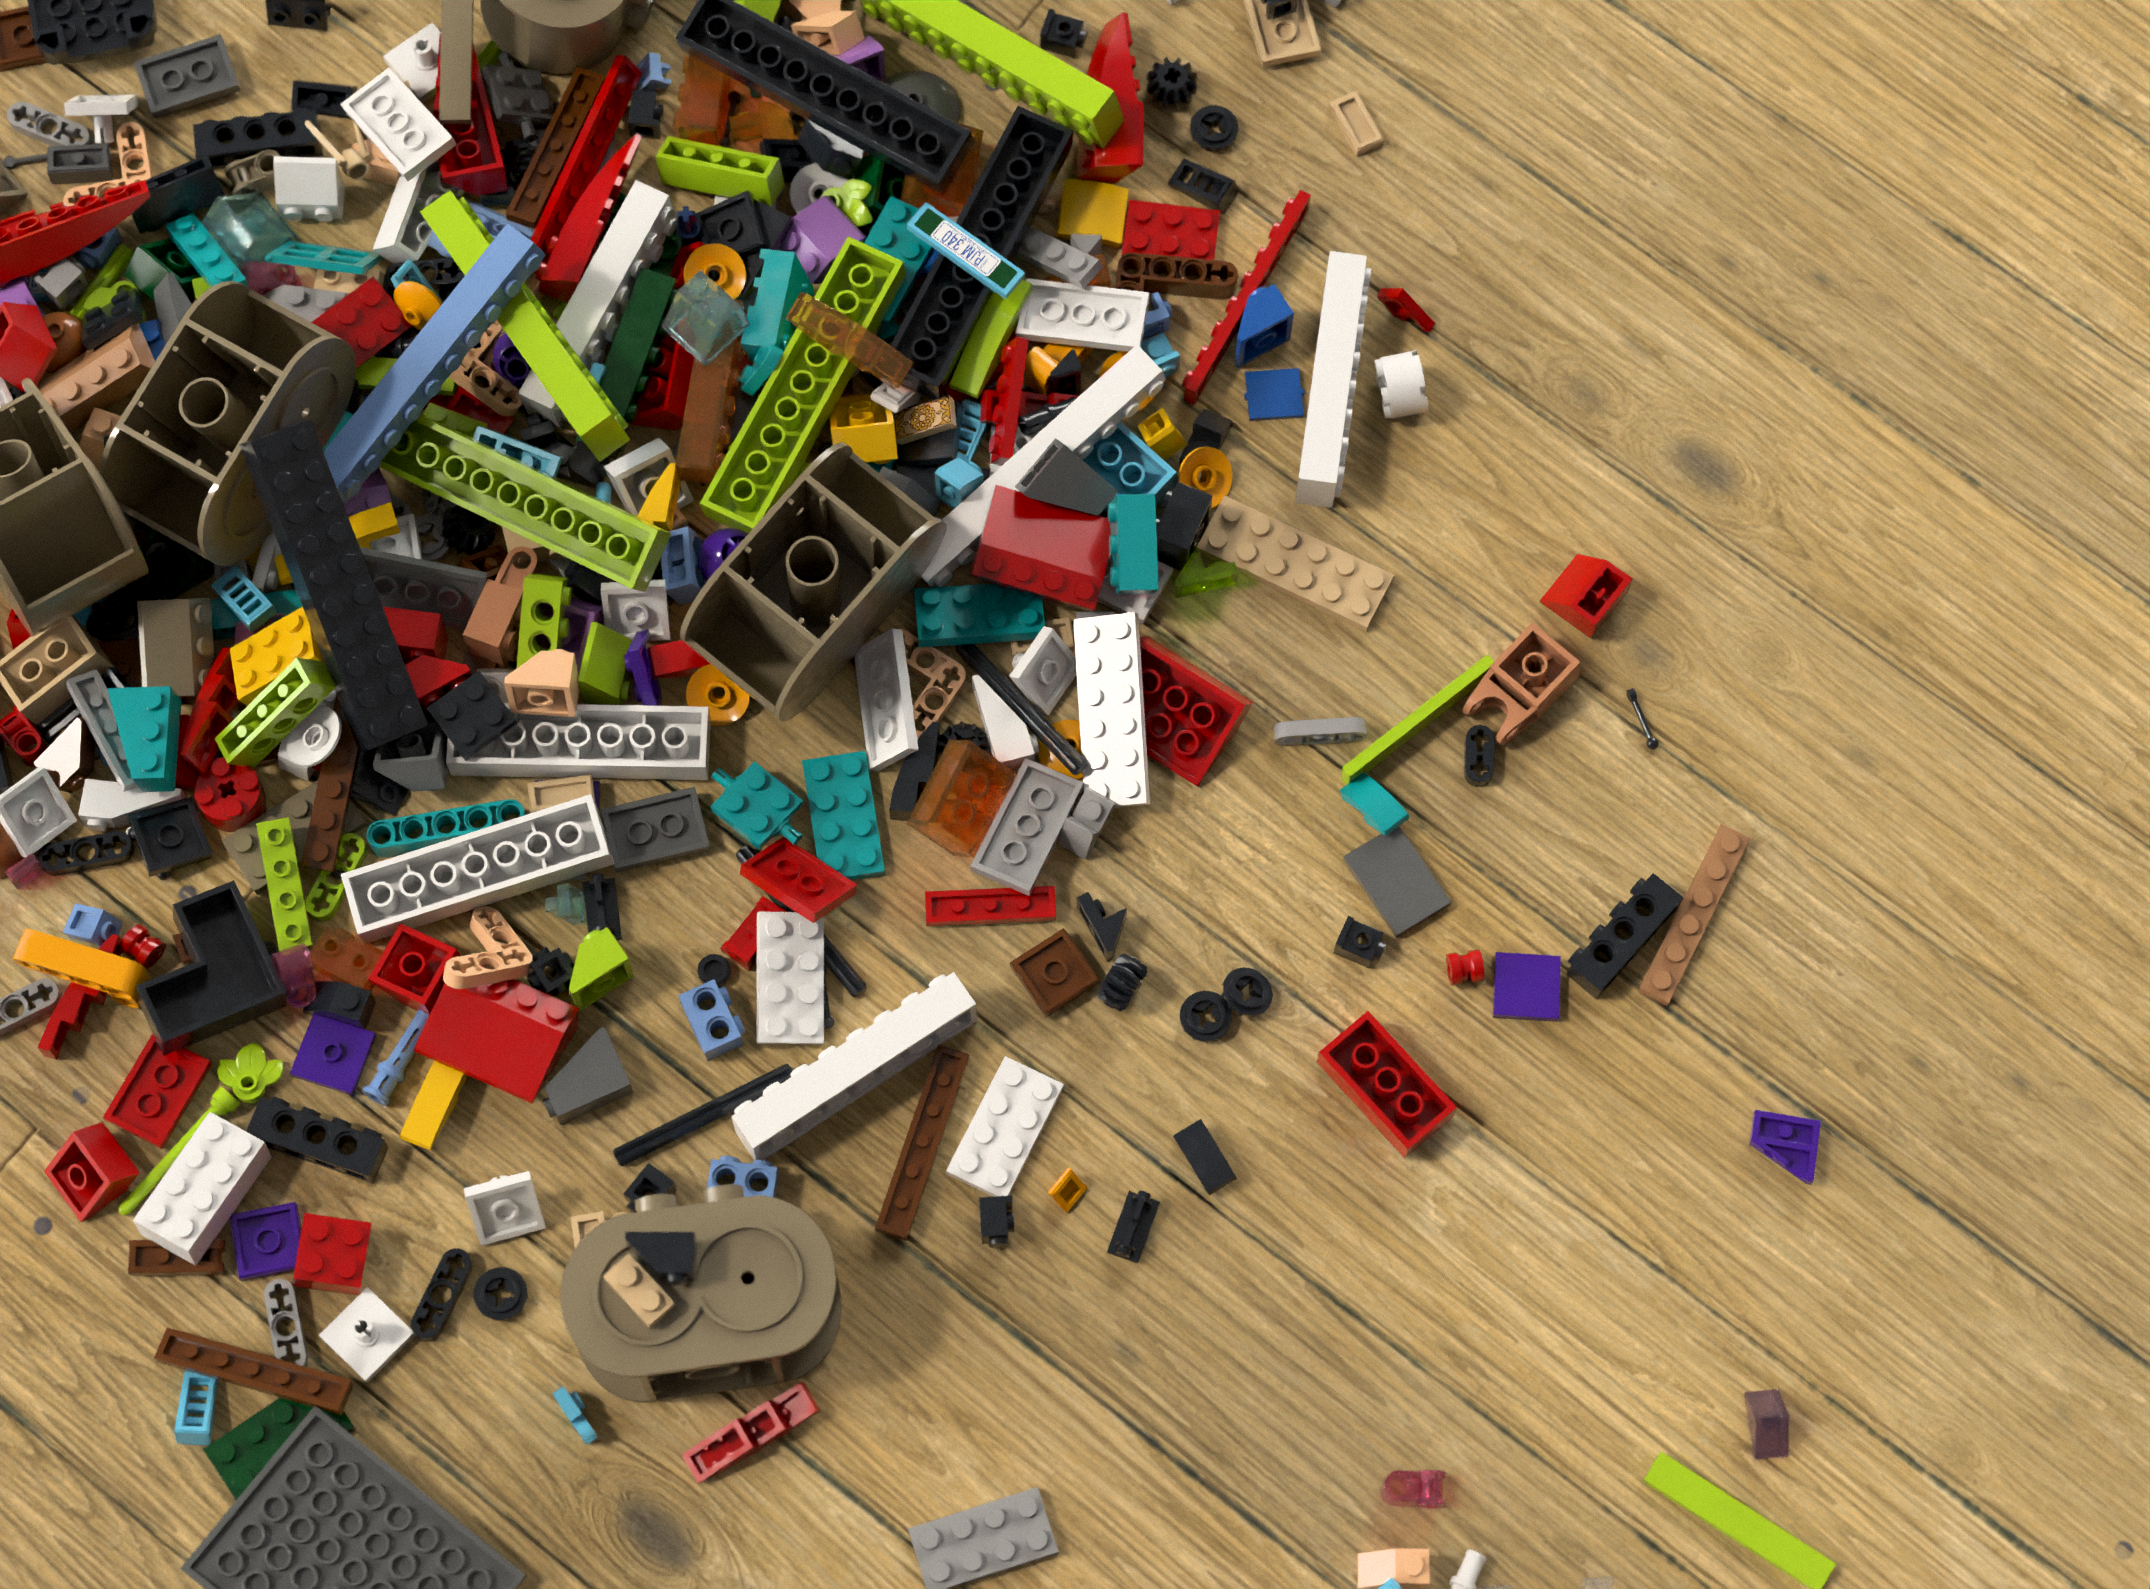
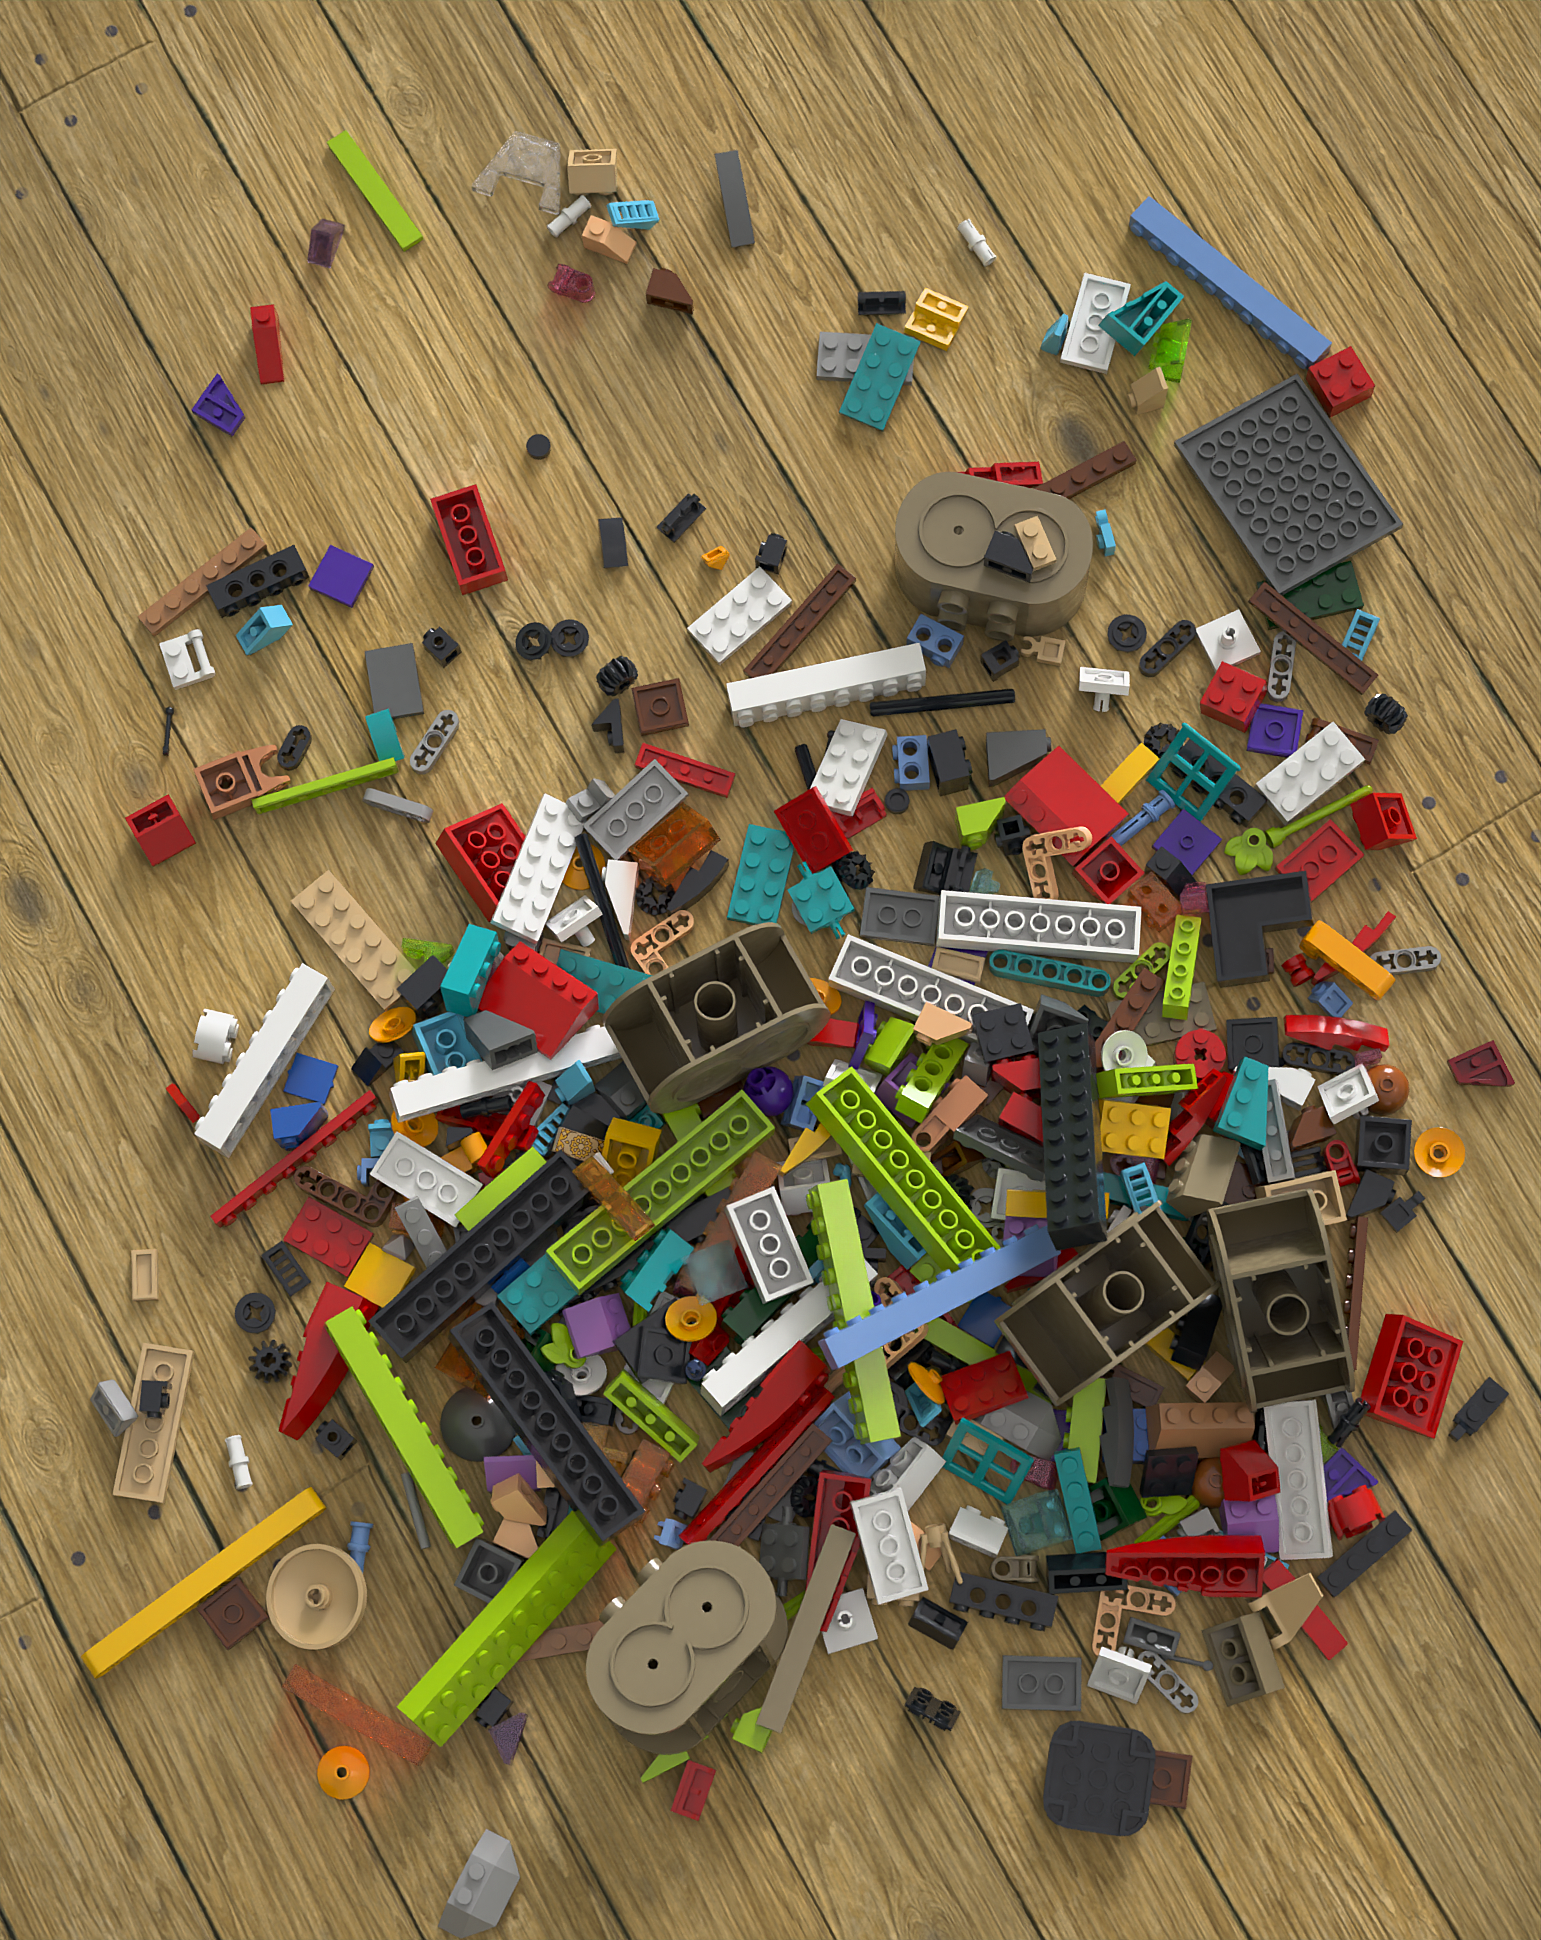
camera: 150 degrees left, 5 degrees up
(71, 885) = (1329, 1030): none -> red slope
(127, 1305) = (1386, 713): none -> black gear
(316, 1114) = (1193, 772): none -> teal window
(416, 1181) = (1159, 731): none -> black gear
(638, 906) = (933, 868): none -> black slope
(647, 1465) = (1090, 472): none -> reddish brown plate
(653, 365) = (768, 1245): none -> white brick
(663, 1027) = (948, 762): none -> black brick
(733, 849) = (848, 870): none -> black gear
(763, 366) = (687, 1220): teal plate -> none
(885, 700) = (700, 924): white plate -> none
(950, 1511) = (879, 377): none -> teal plate
(965, 250) = (494, 1248): tile -> none
(1282, 1528) = (668, 291): none -> reddish brown slope
(1300, 847) = (438, 723): none -> light grey beam
(1358, 1251) = (538, 446): none -> black tile
(1465, 967) = (377, 601): red wheel -> none
(1586, 880) = (264, 628): none -> medium azure slope
(1670, 805) = (180, 663): none -> white plate
(1770, 1249) = (267, 343): none -> red slope

